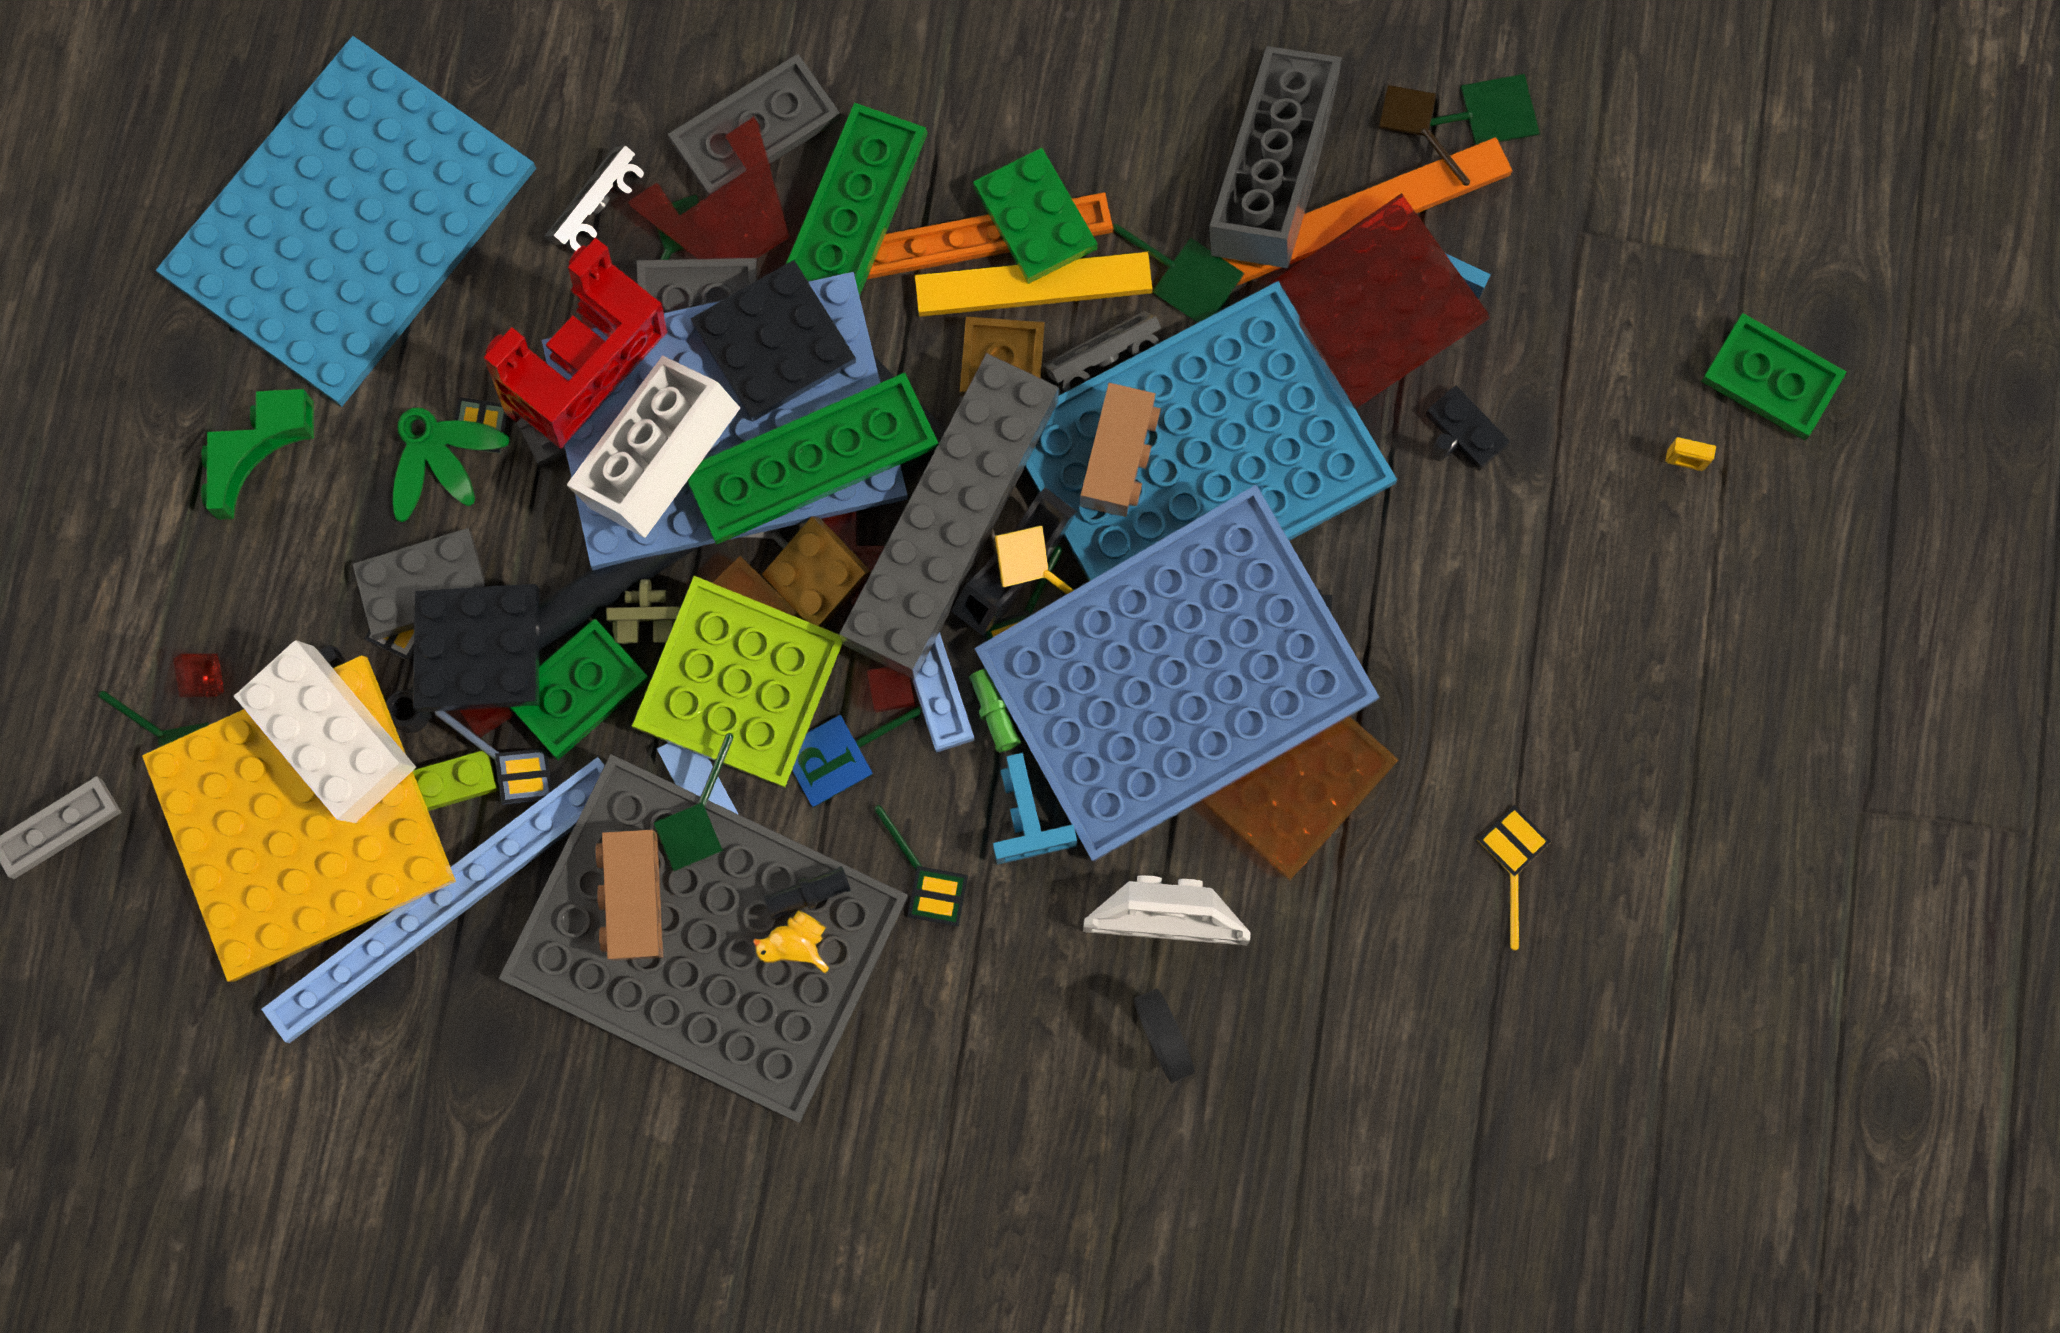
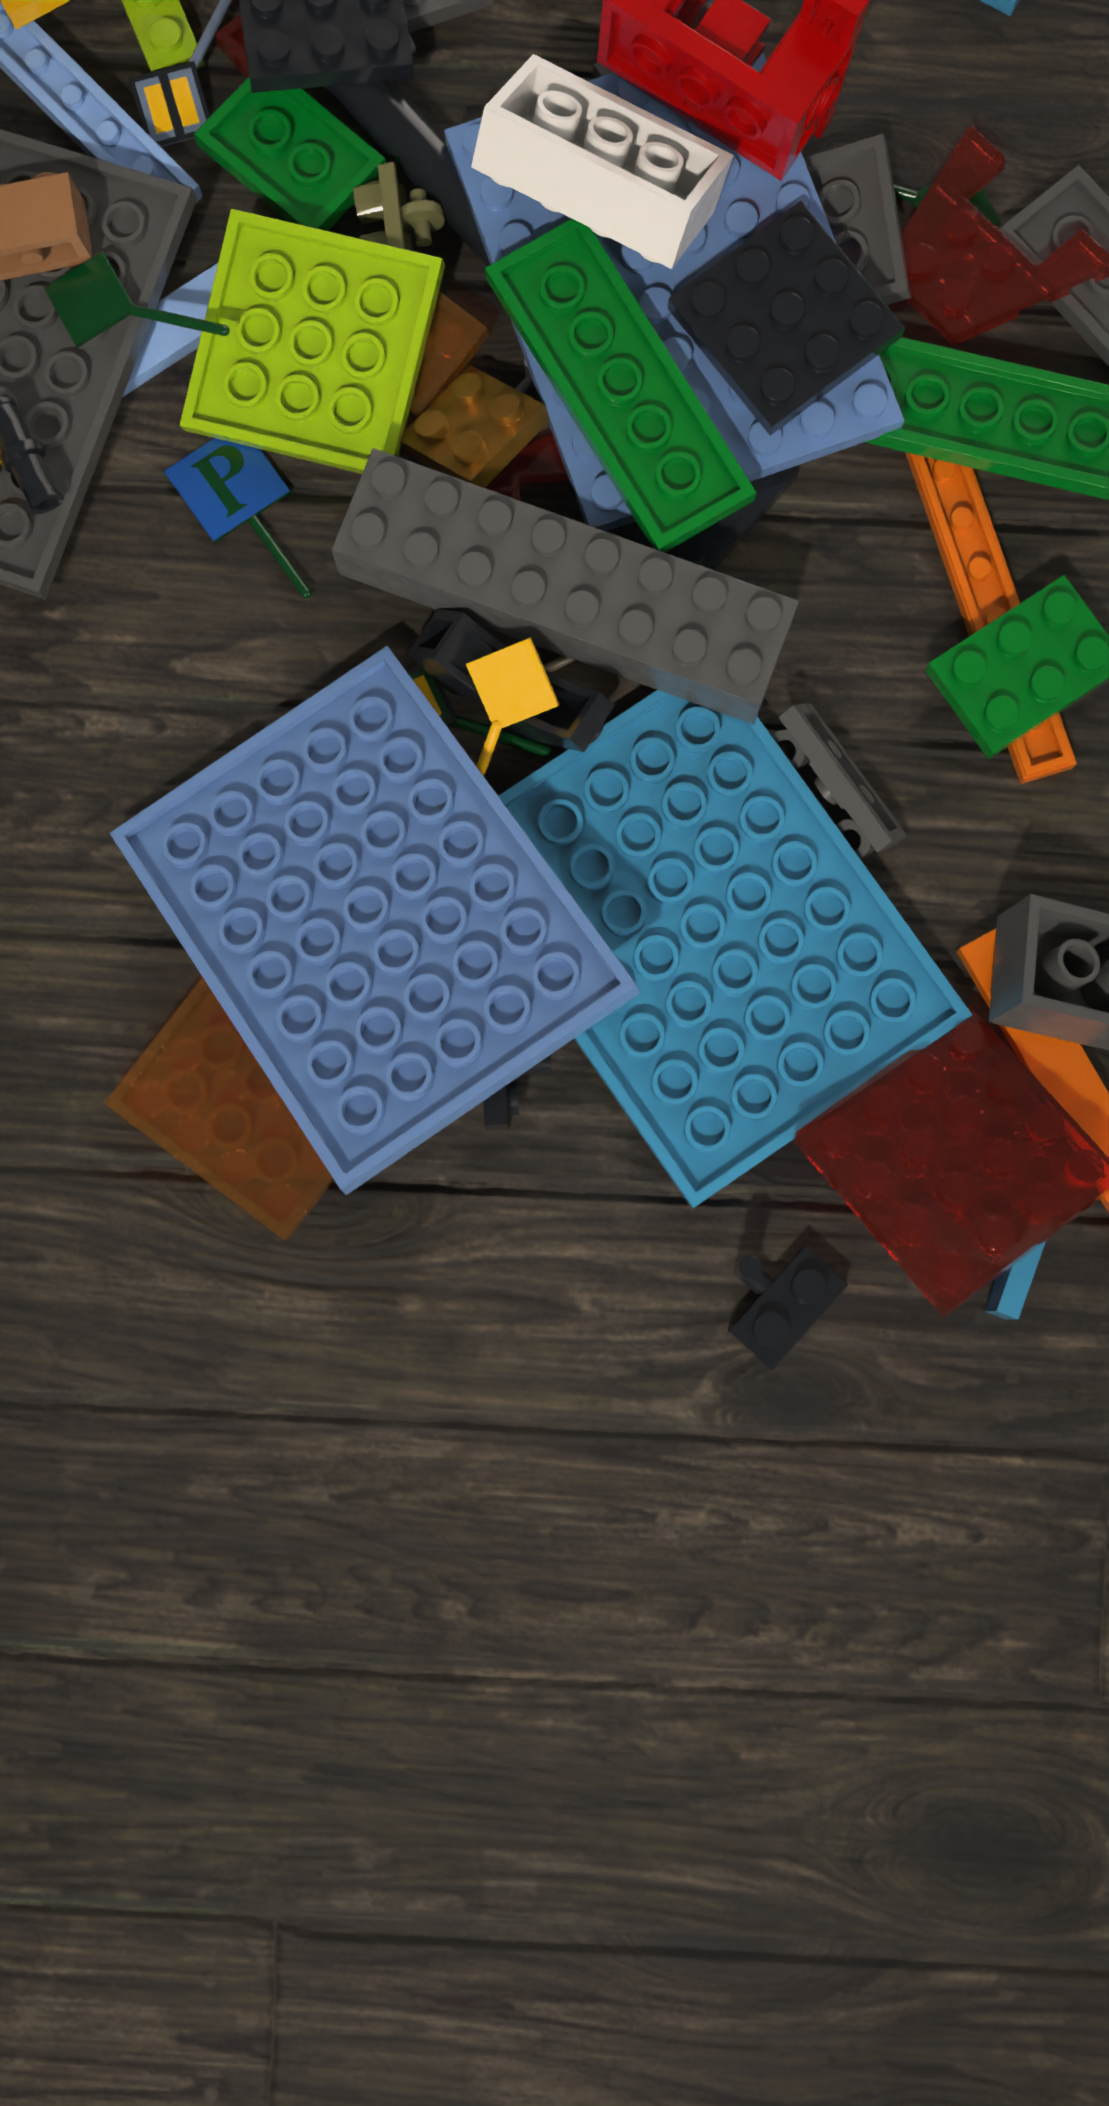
camera: 85 degrees right, 5 degrees up
(593, 198) = (971, 84): plate -> none
(889, 689) = (316, 545): clear red plate -> none
(935, 893) = (59, 640): piece -> none
(942, 700) = (324, 618): light blue tile -> none
(994, 712) = (286, 695): bright green pin -> none
(1008, 287) = (916, 638): yellow tile -> none
(1008, 340) = (823, 649): pearl gold plate -> none
(1025, 819) = (164, 741): dark azure bracket -> none
(1119, 450) = (687, 807): medium nougat brick -> none
(1168, 912) = (45, 944): white wedge -> none
(1195, 279) = (959, 900): dark green piece -> none
(1514, 844) = (185, 1416): piece -> none
(1690, 454) = (781, 1639): yellow tile -> none
(1773, 376) = (918, 1761): green plate -> none

